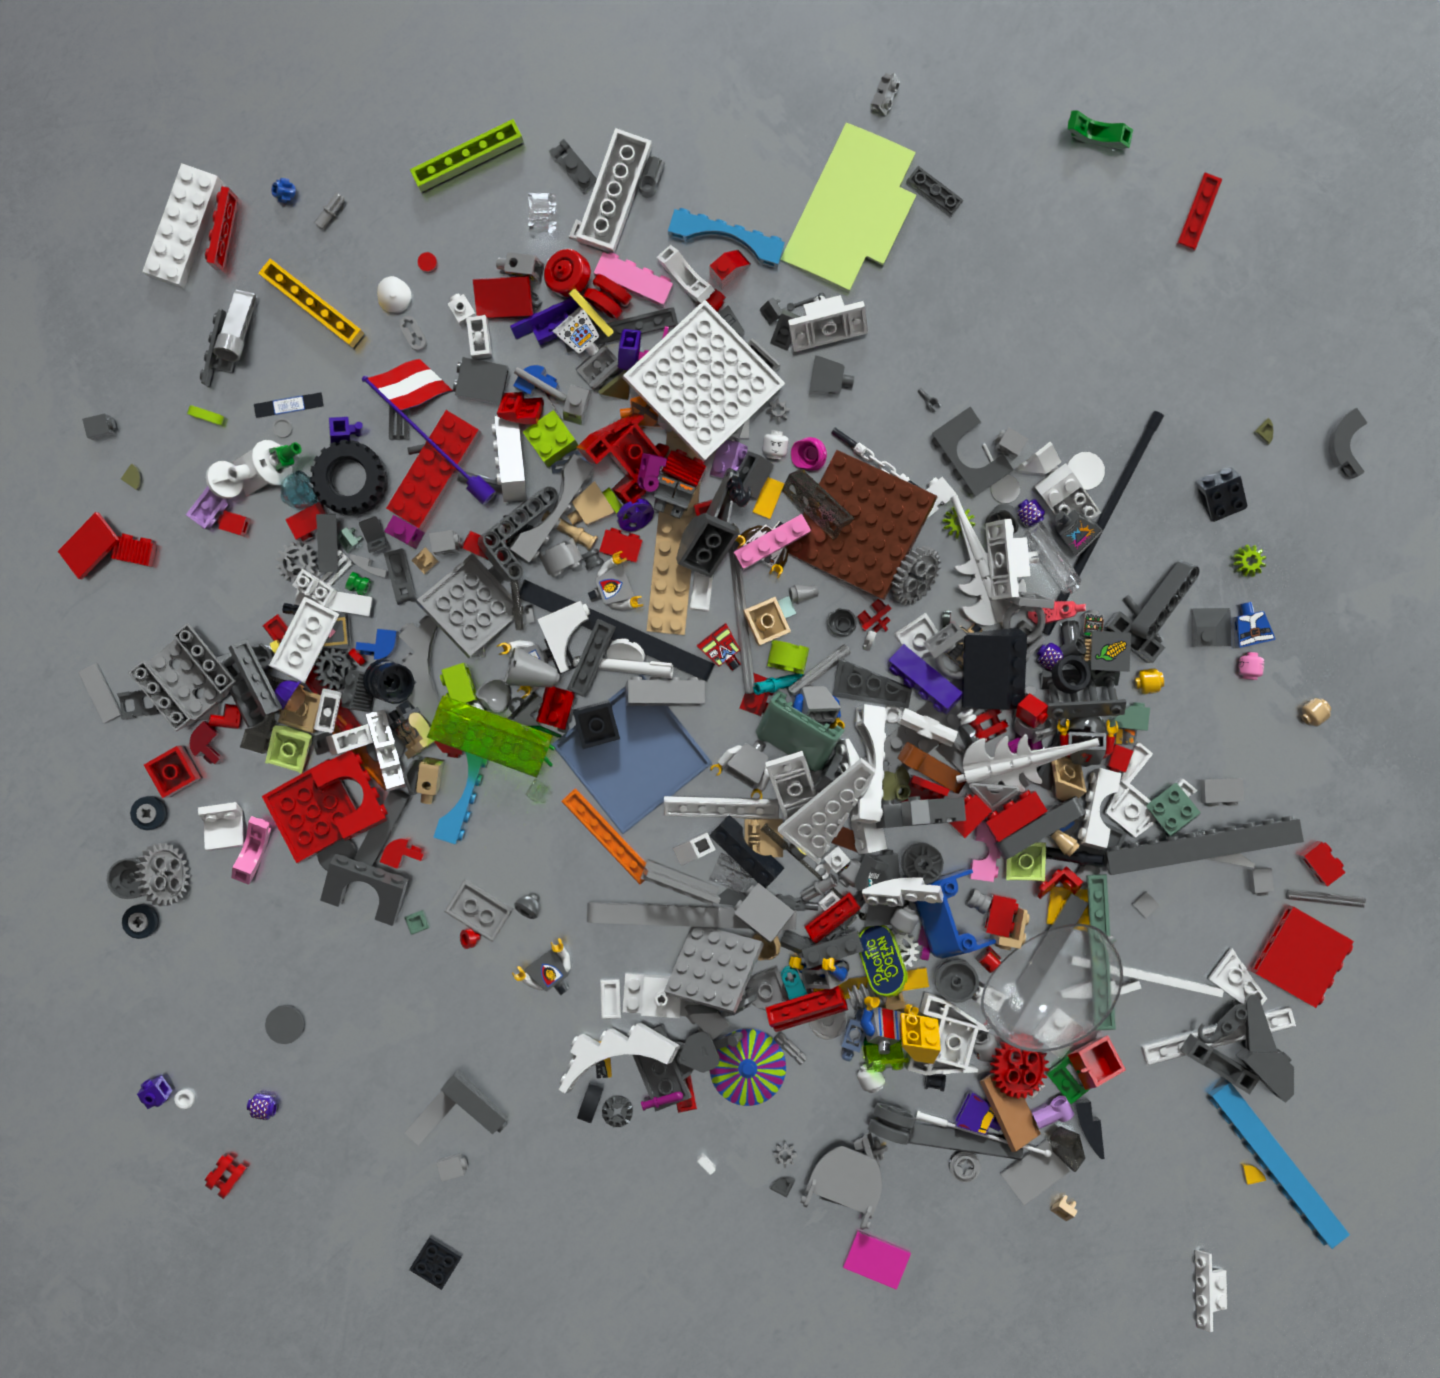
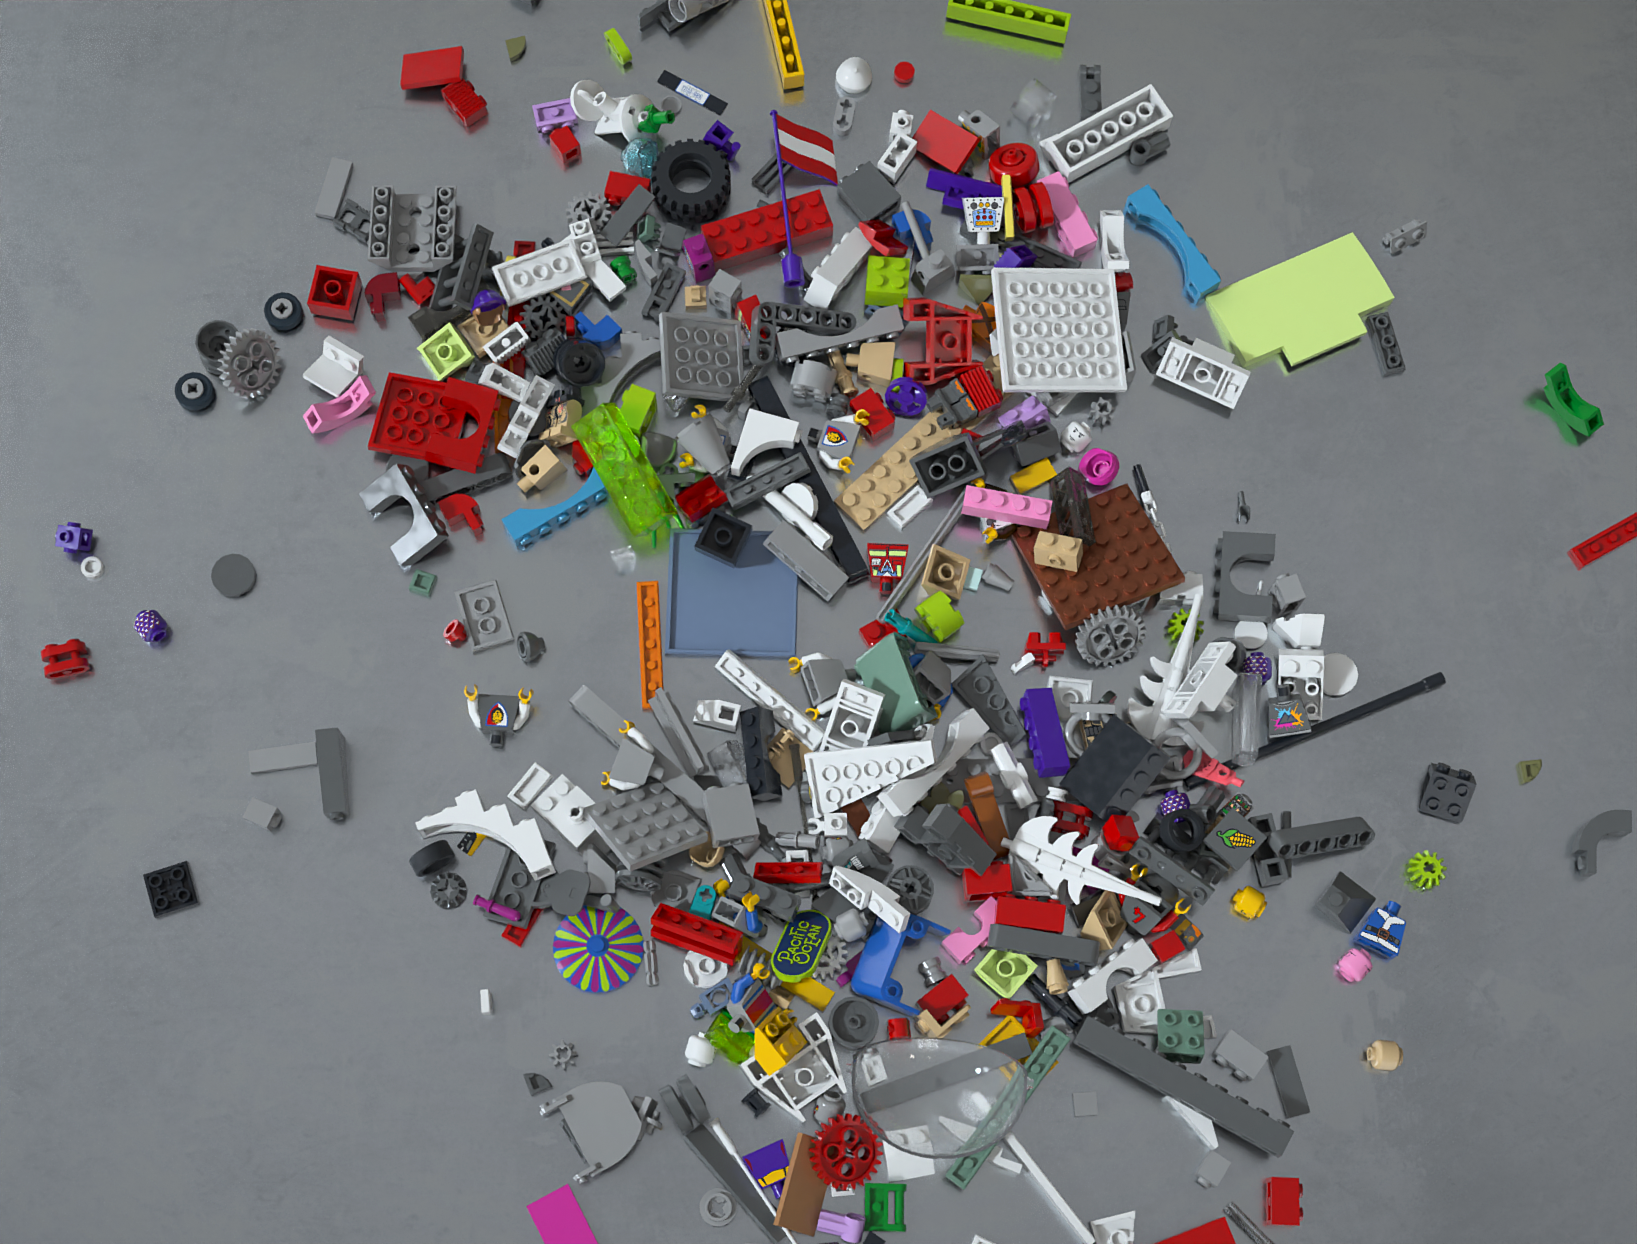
camera: 40 degrees right, 15 degrees down
(649, 471) = (949, 366): magenta leg -> none
(668, 930) = (633, 761): none -> light grey torso
(728, 267) = (1154, 263): red slope -> none
(828, 377) = (1168, 418): dark grey torso -> none
(834, 547) = (1058, 551): none -> tan brick
(841, 622) = (1010, 627): dark grey hair -> none
(1096, 1062) = (921, 1207): red piece -> none
(1135, 717) = (1209, 920): sand green slope -> none
(1265, 780) = (1288, 1081): none -> dark grey tile

